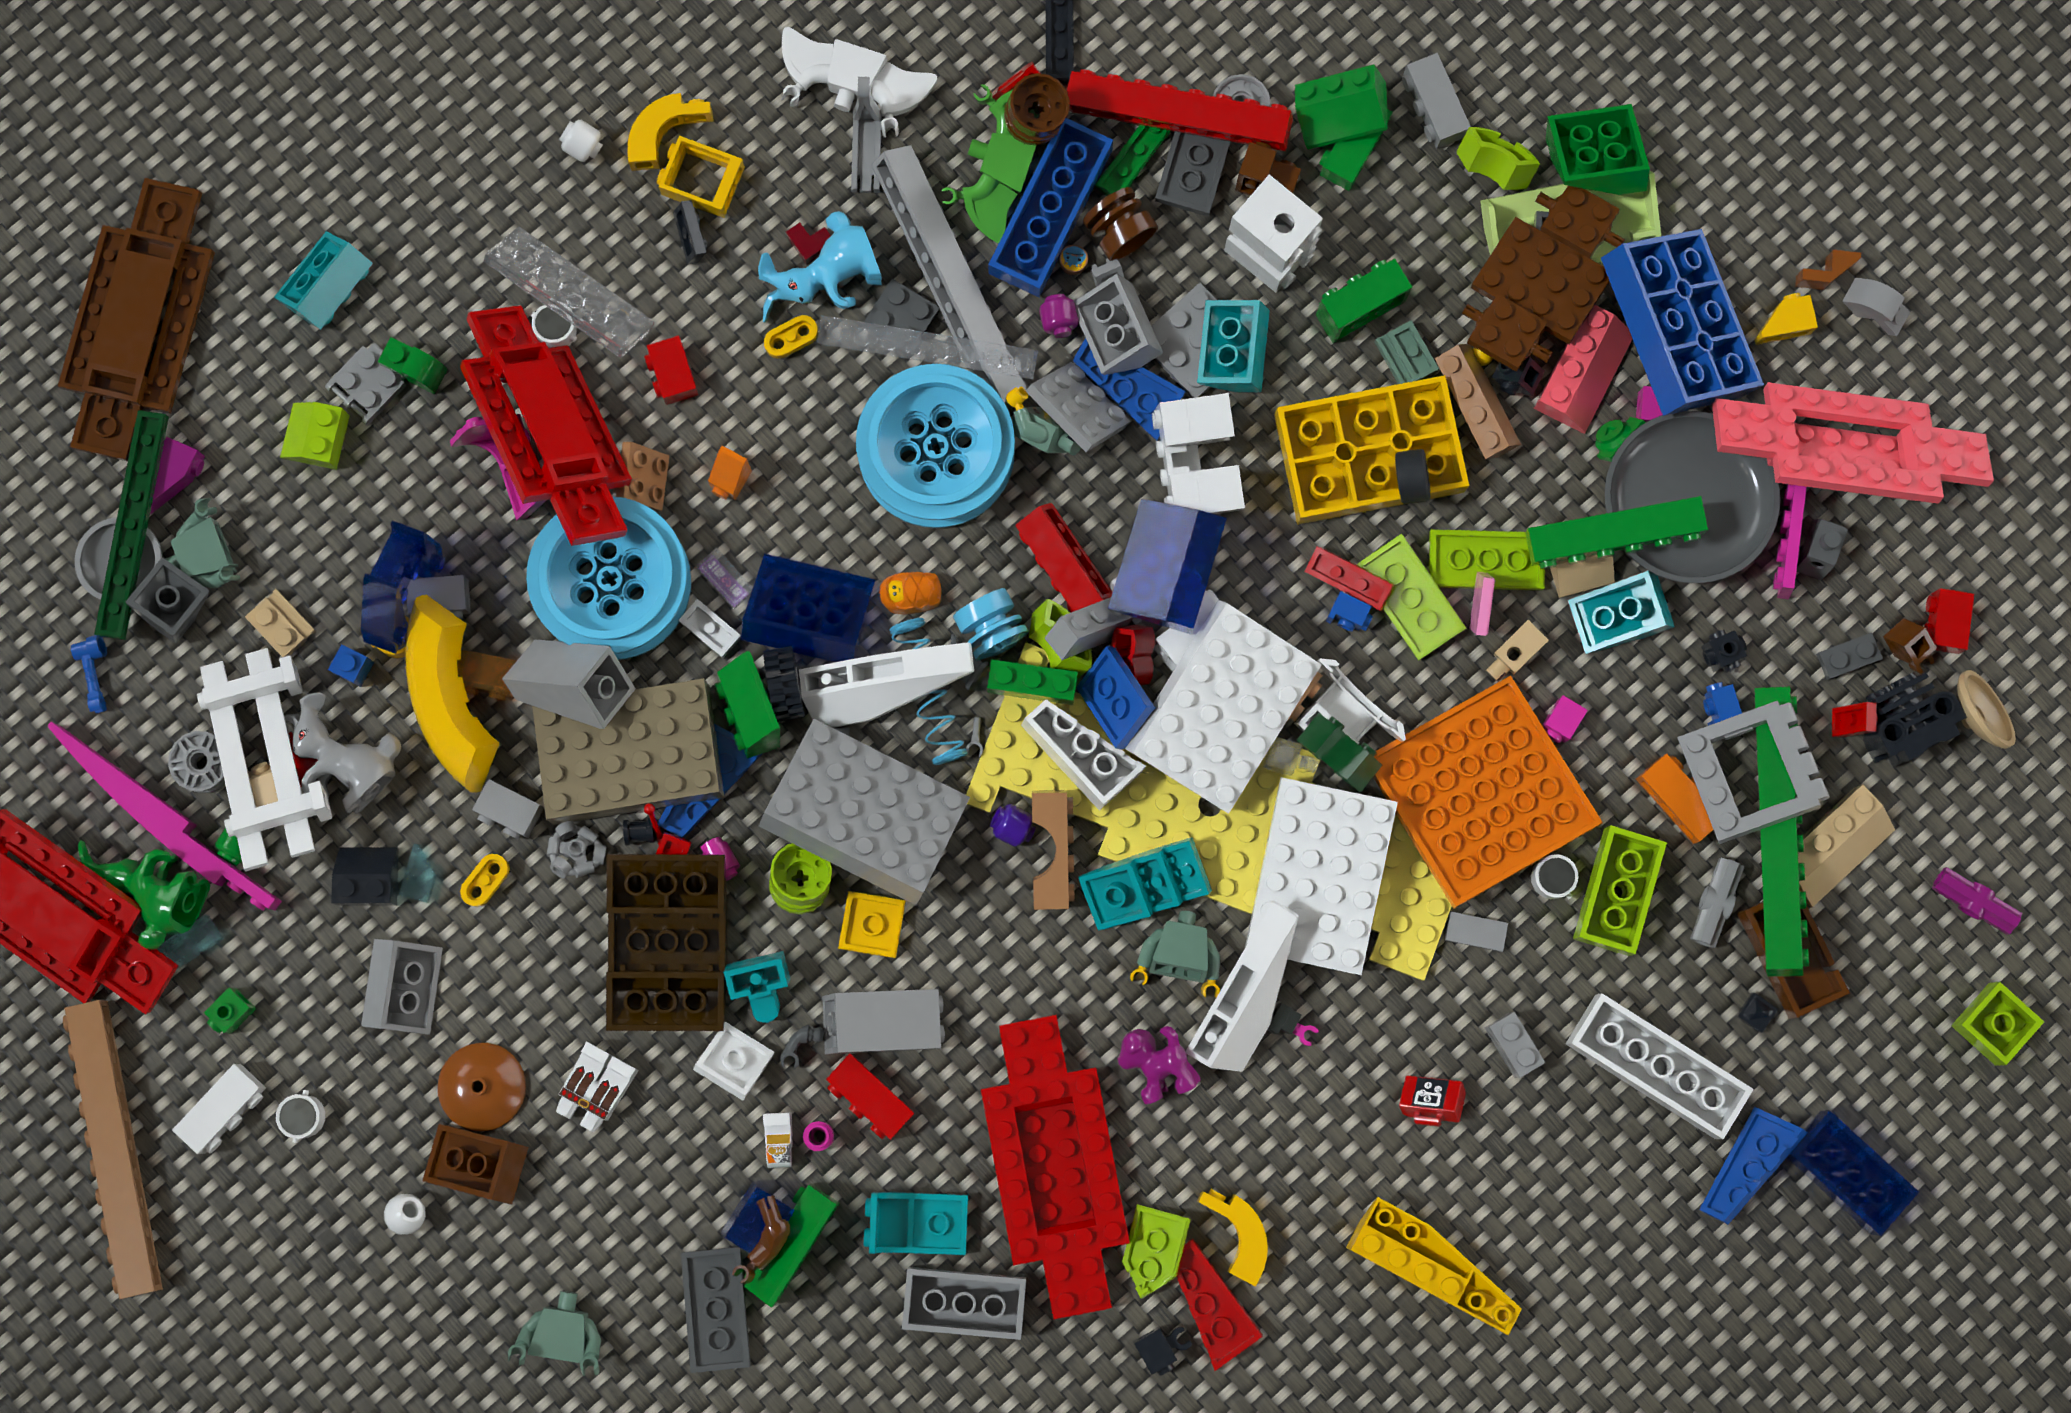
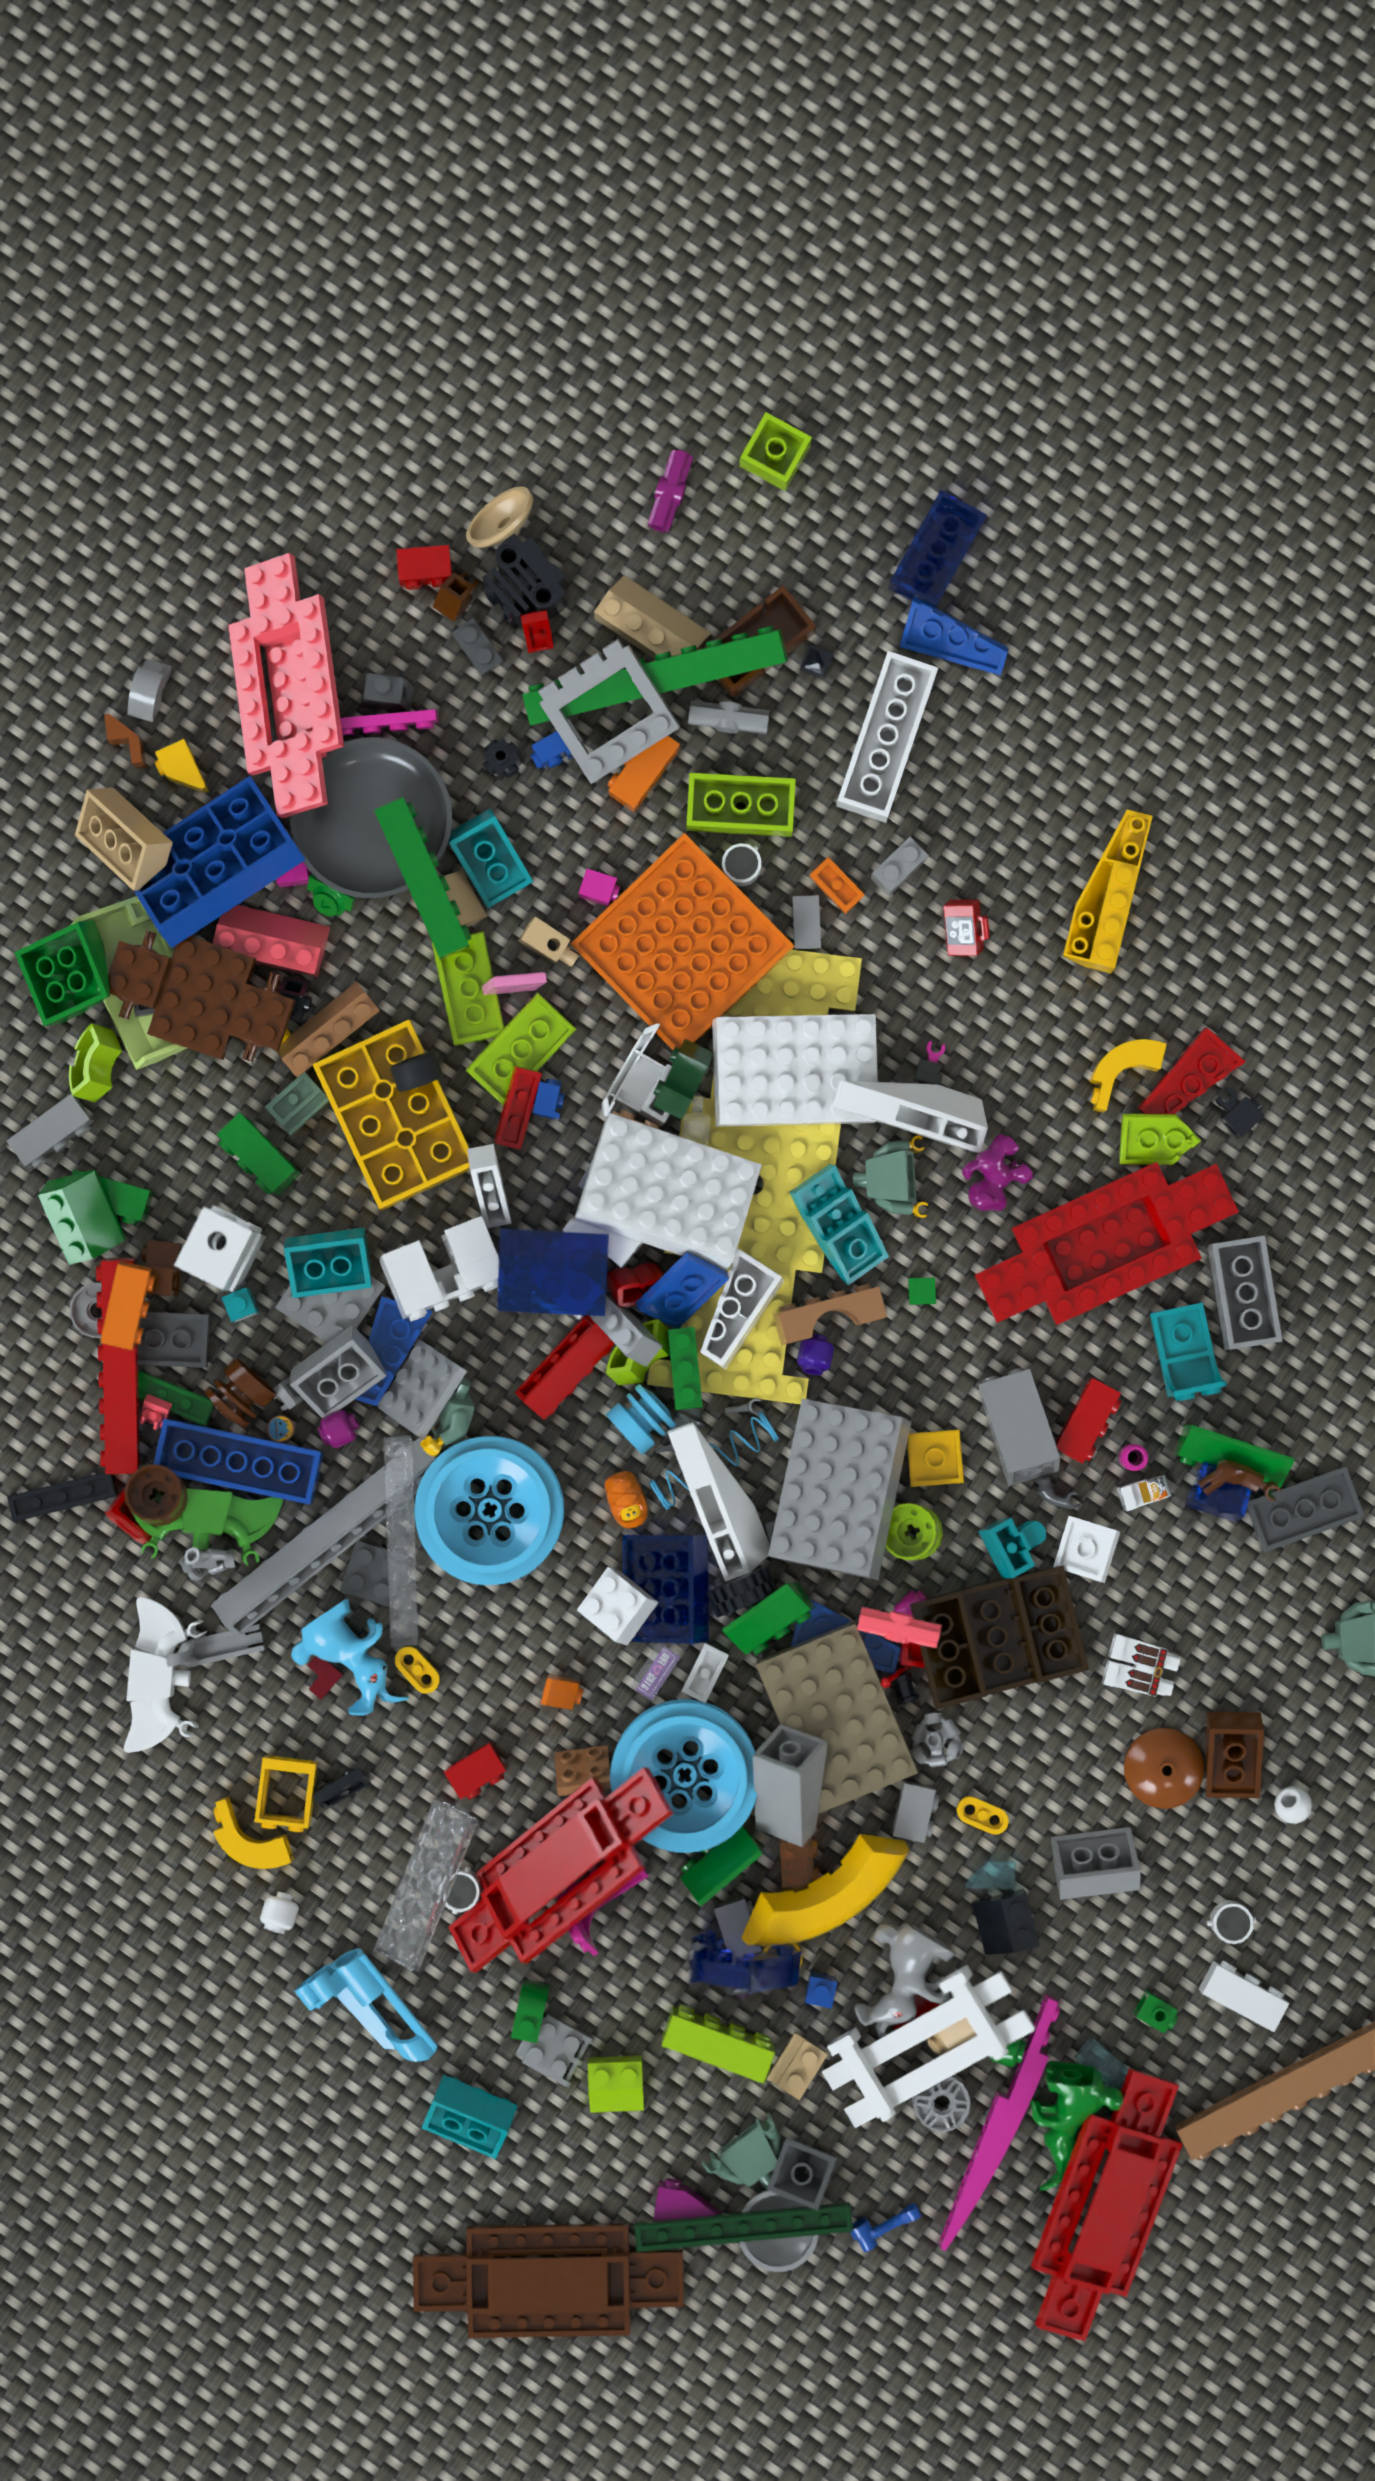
camera: 100 degrees left, 5 degrees up
(325, 545) = (718, 2043): none -> lime brick
(486, 200) = (356, 1985): none -> medium azure panel
(507, 593) = (720, 1865): none -> green slope
(702, 835) = (899, 1627): none -> coral piece
(802, 552) = (617, 1606): none -> white brick
(955, 154) = (206, 1562): none -> light grey piece
(1052, 956) = (921, 1291): none -> green tile
(1123, 136) = (154, 1411): none -> coral tile
(1211, 247) = (240, 1305): none -> teal brick
(1238, 125) = (127, 1305): none -> orange brick
(1274, 525) = (489, 1186): none -> white brick
(1509, 973) = (836, 885): none -> orange plate
(1728, 239) = (122, 837): none -> tan slope

